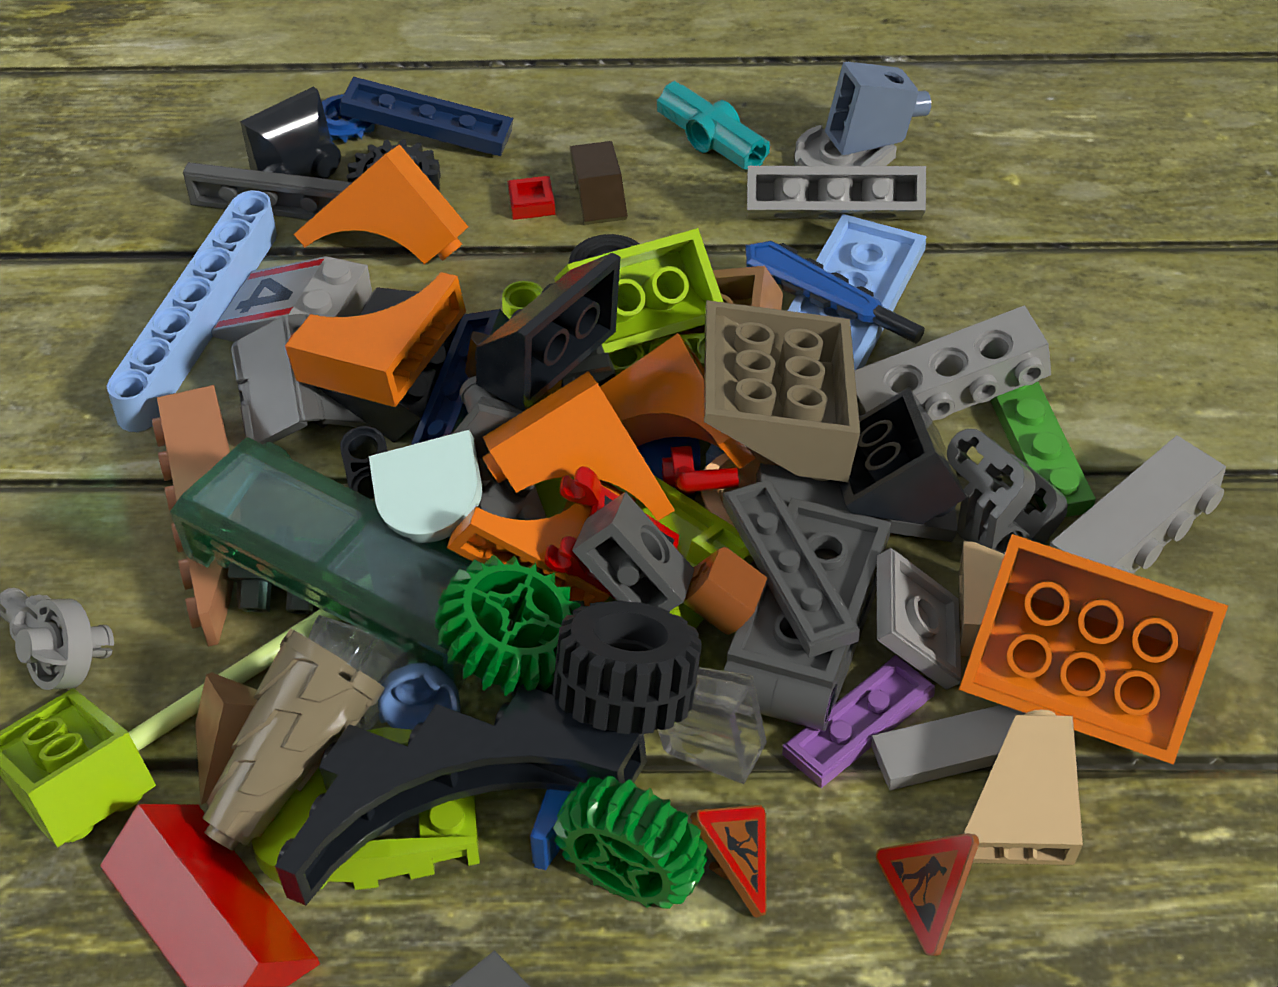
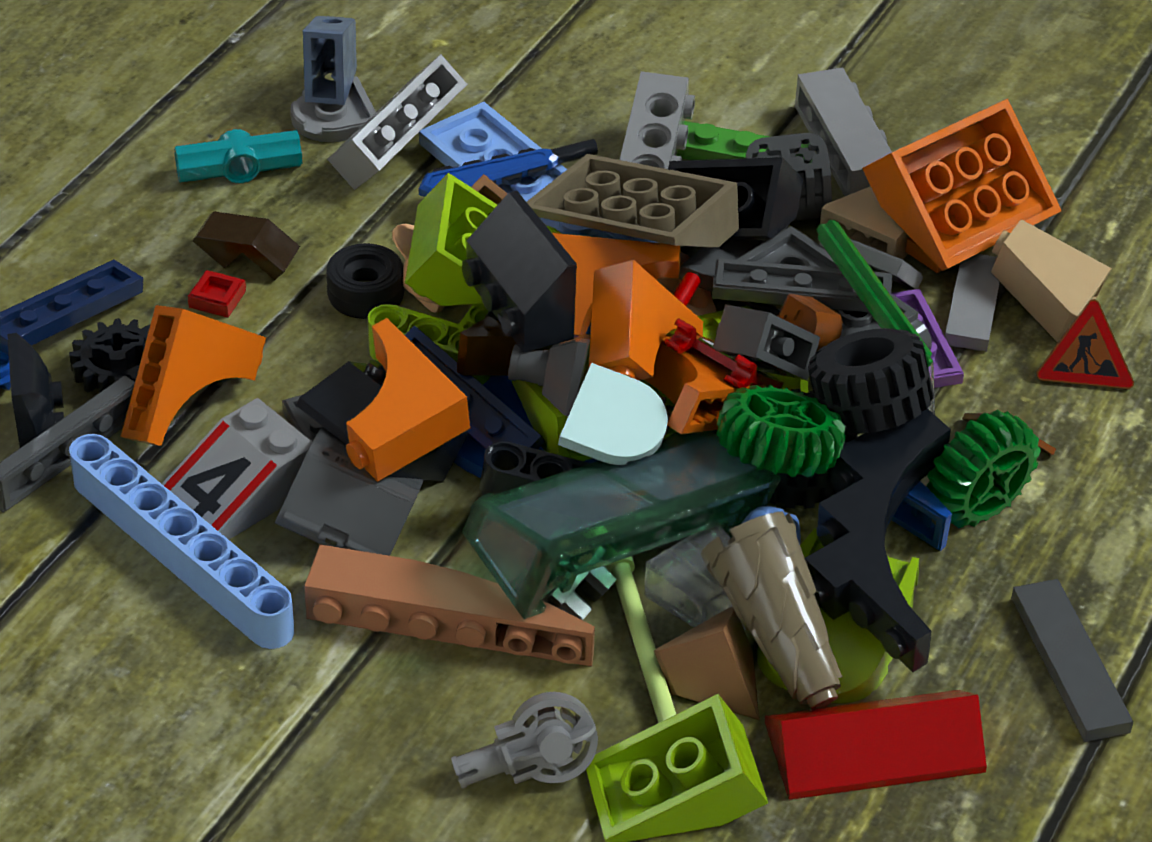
camera: 65 degrees left, 5 degrees down
(787, 623) = (864, 280): none -> green axle

